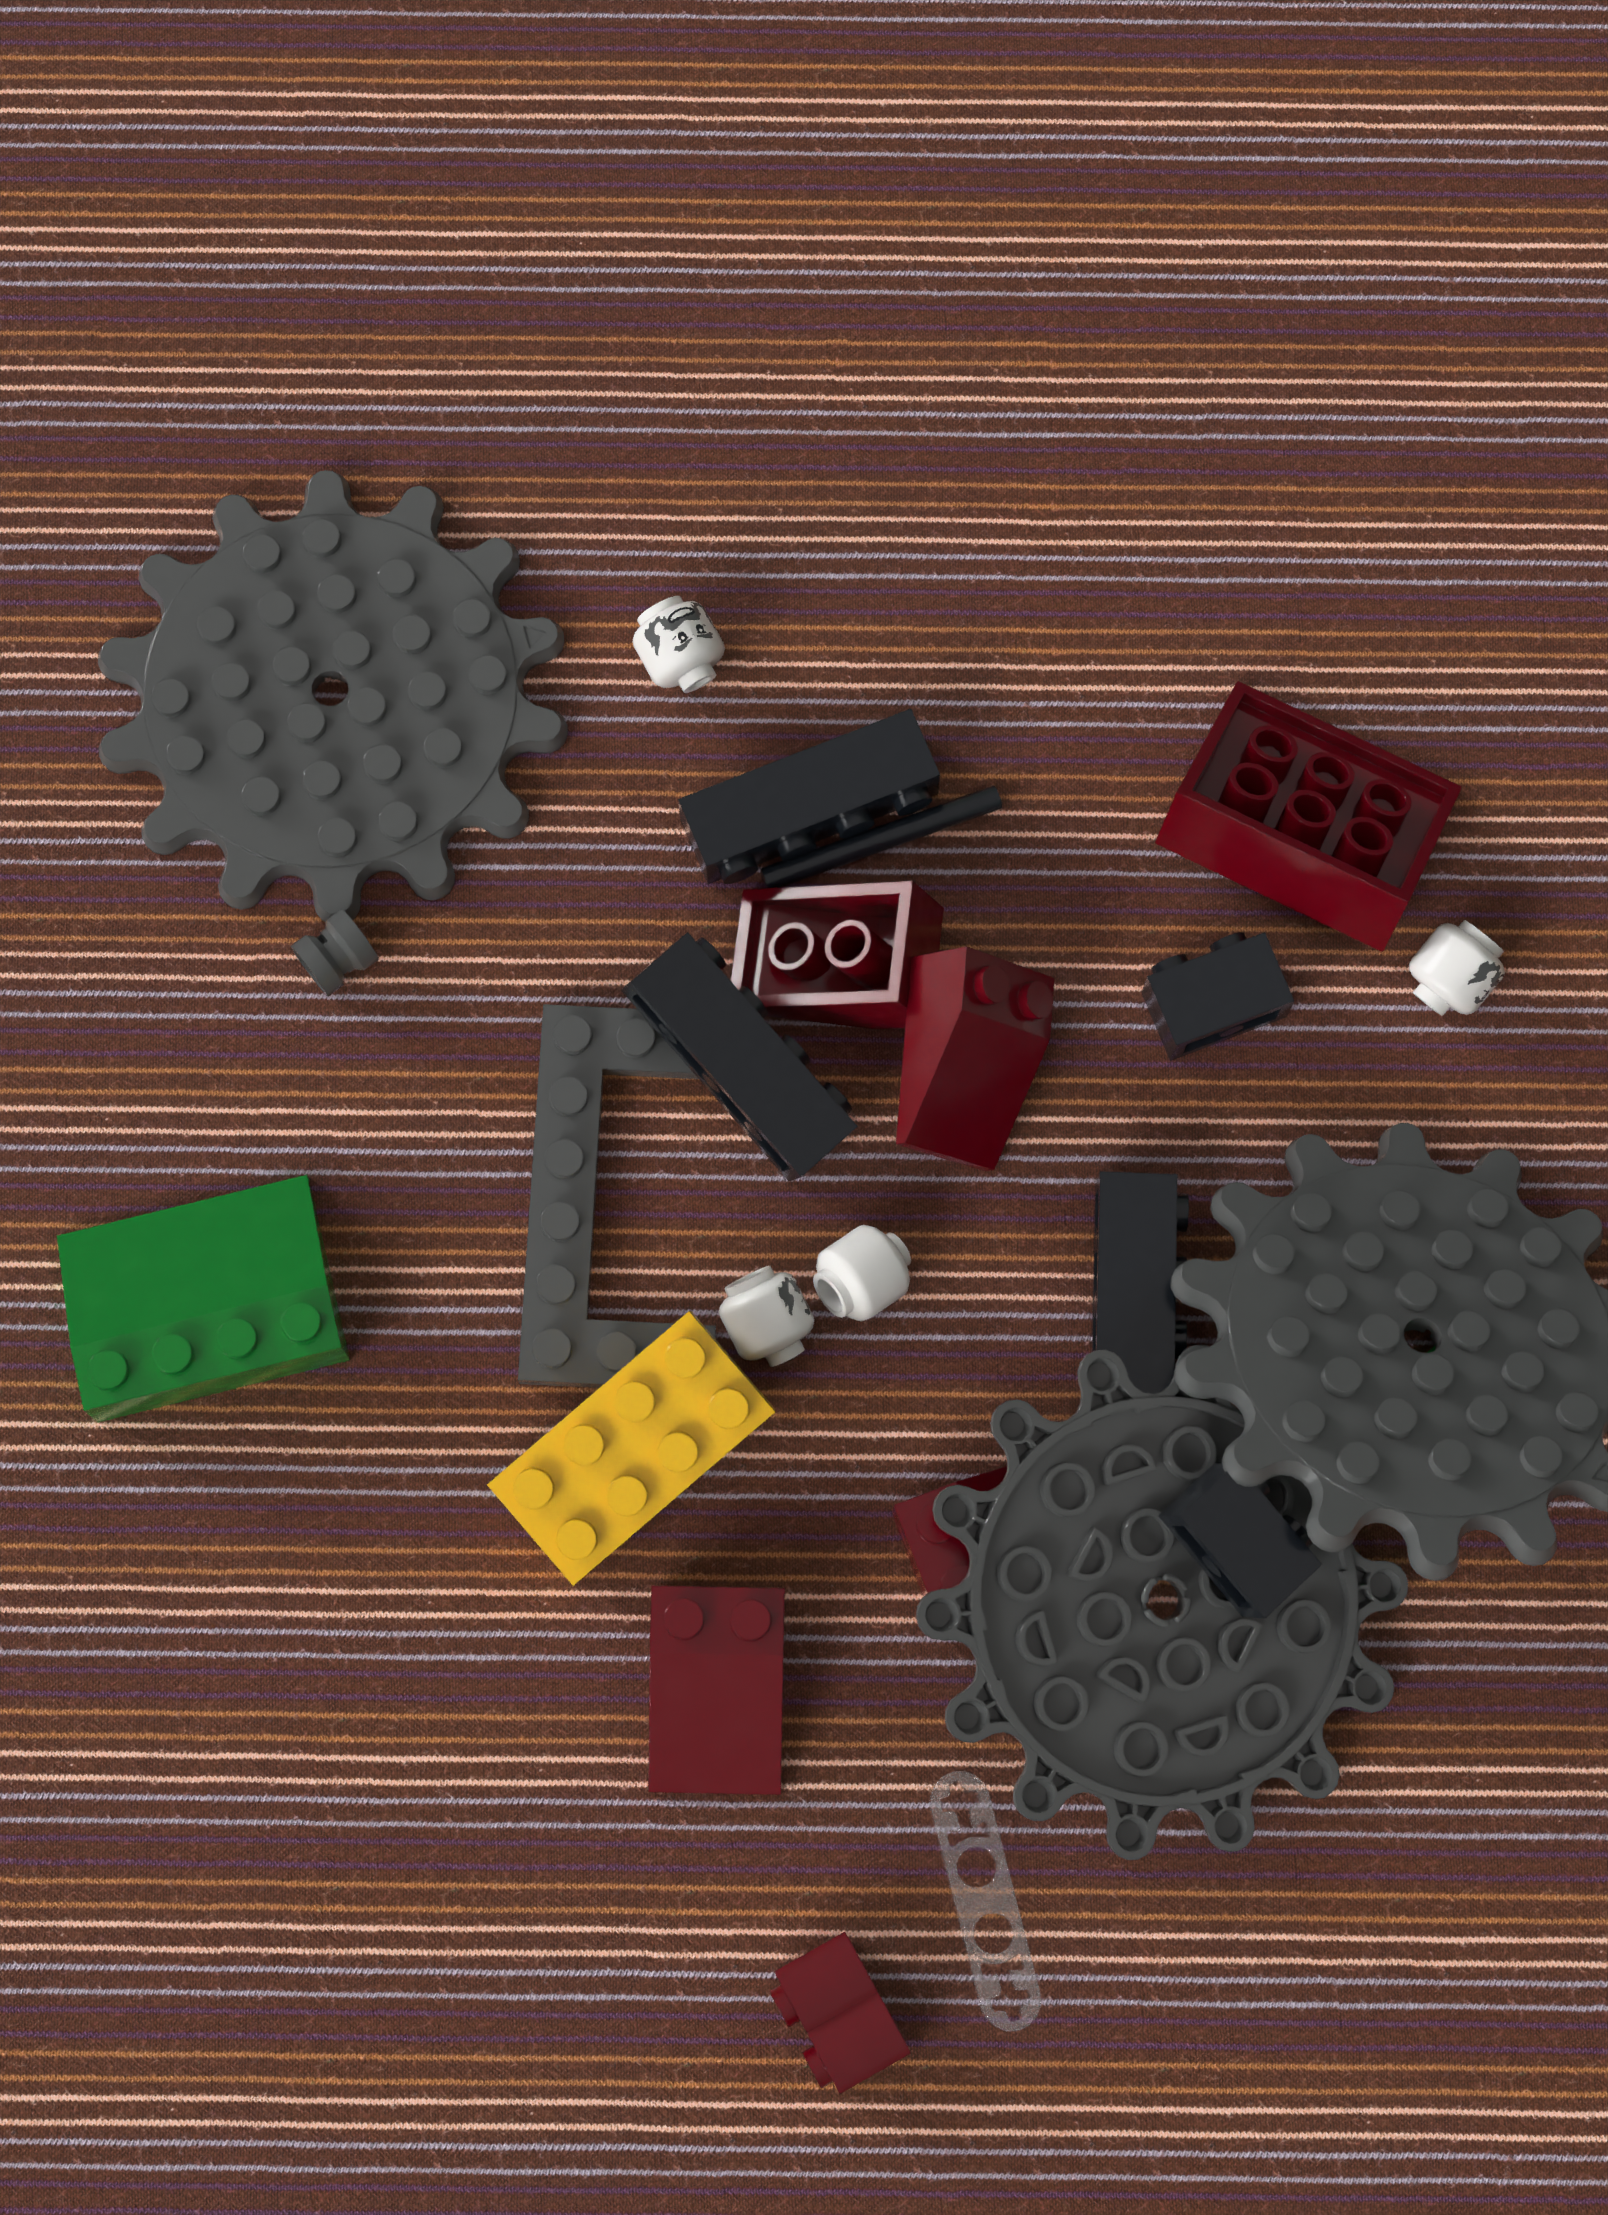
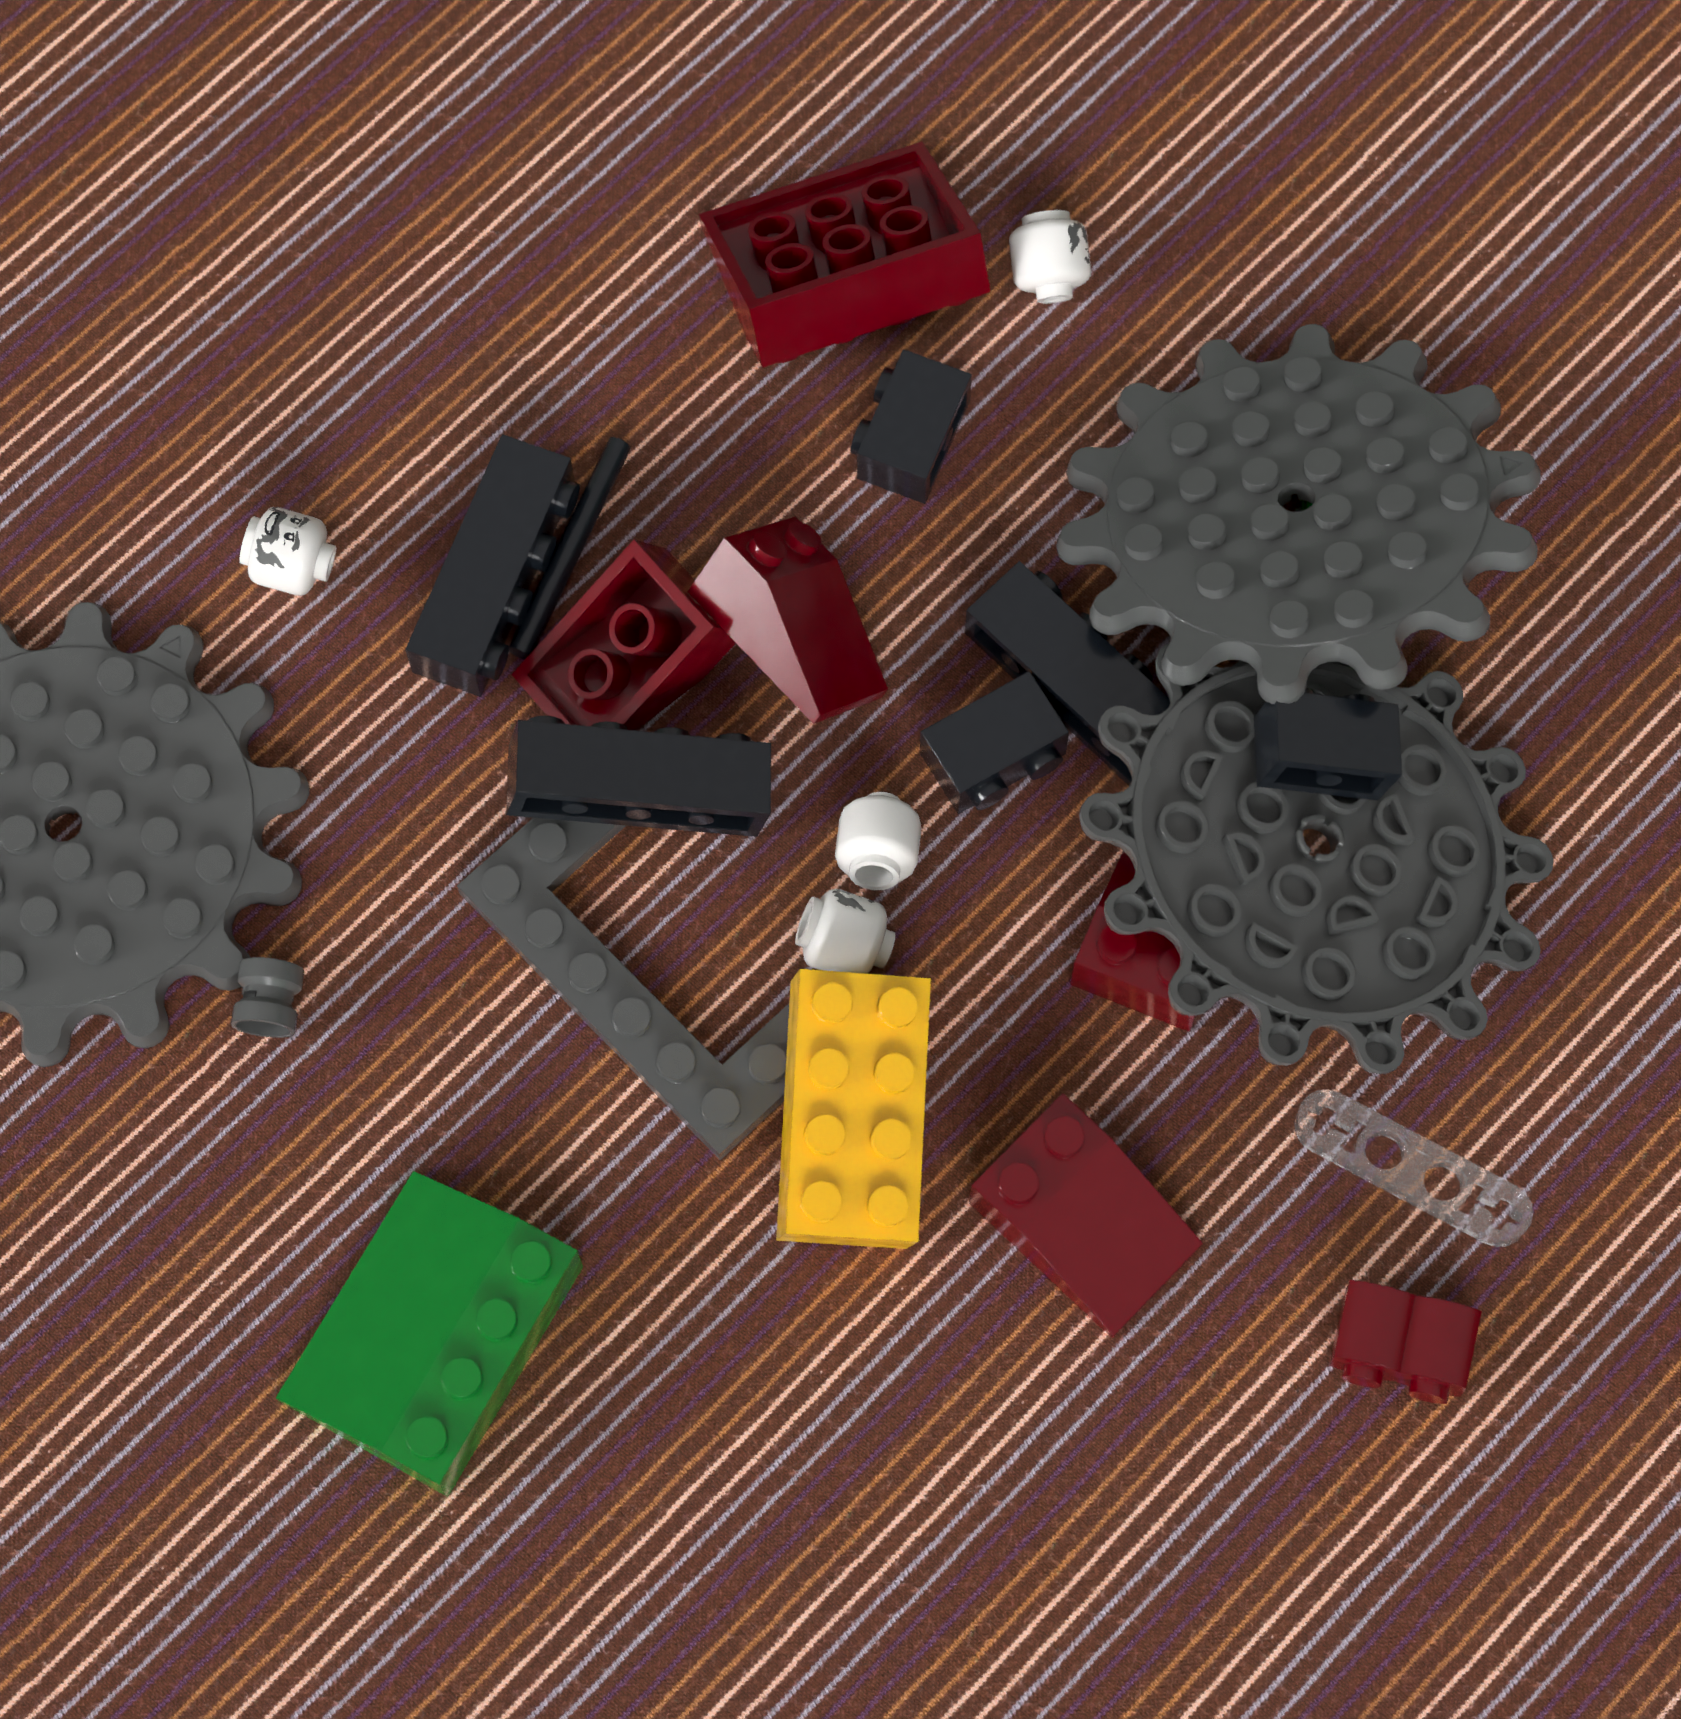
camera: 45 degrees left, 5 degrees down
(1020, 1289) = (994, 744): none -> black brick

